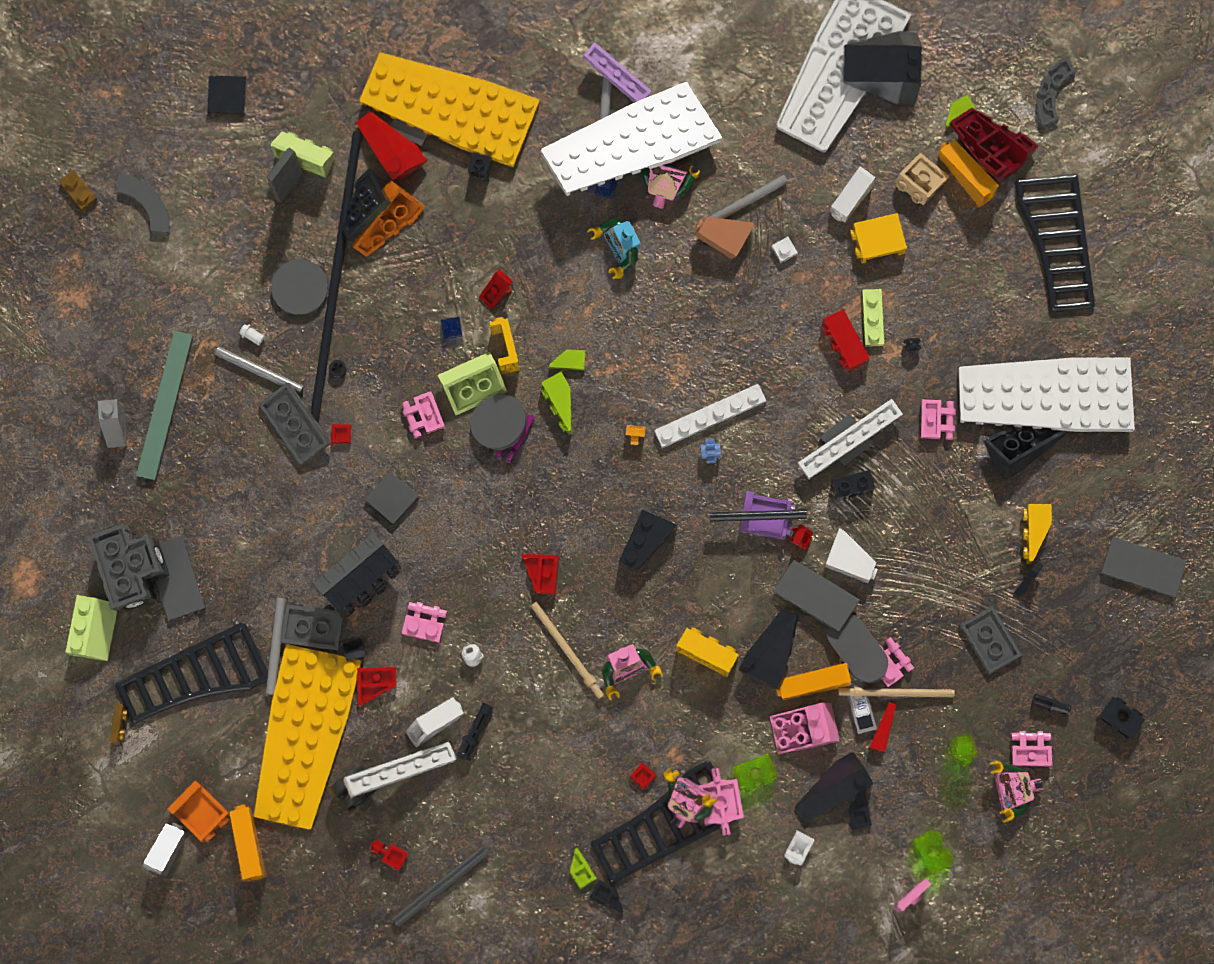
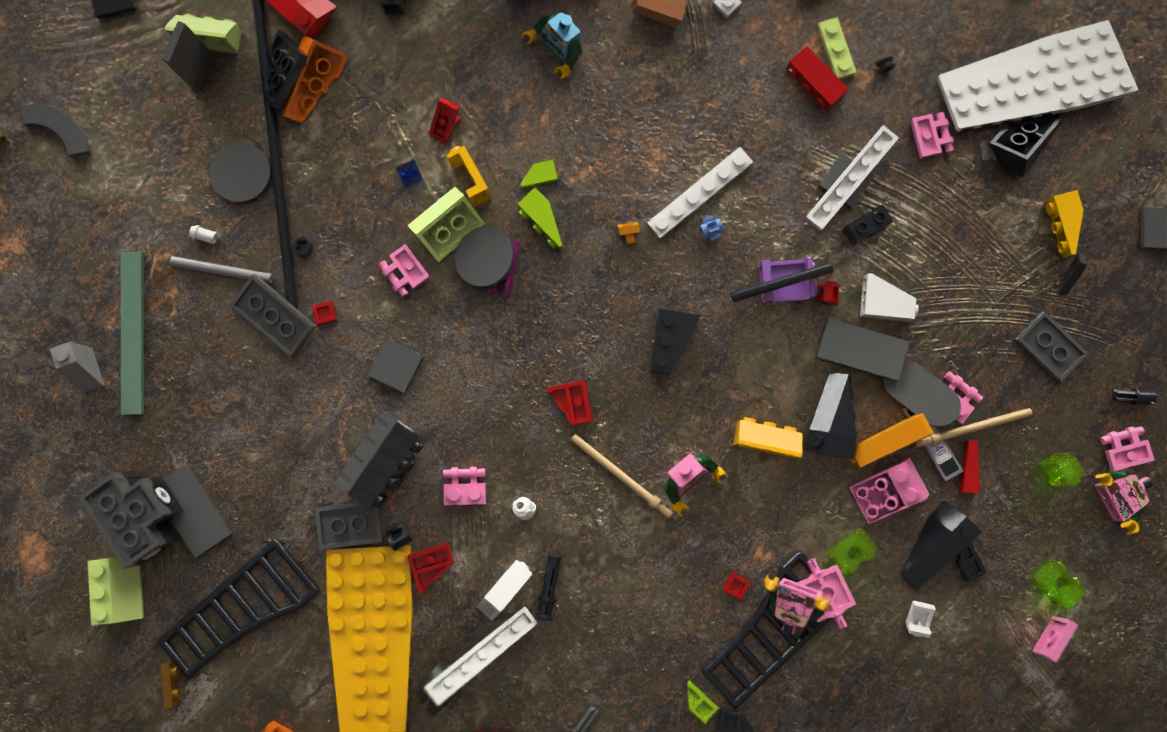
camera: 15 degrees left, 5 degrees up
(275, 646) = (316, 555): light grey piece -> none

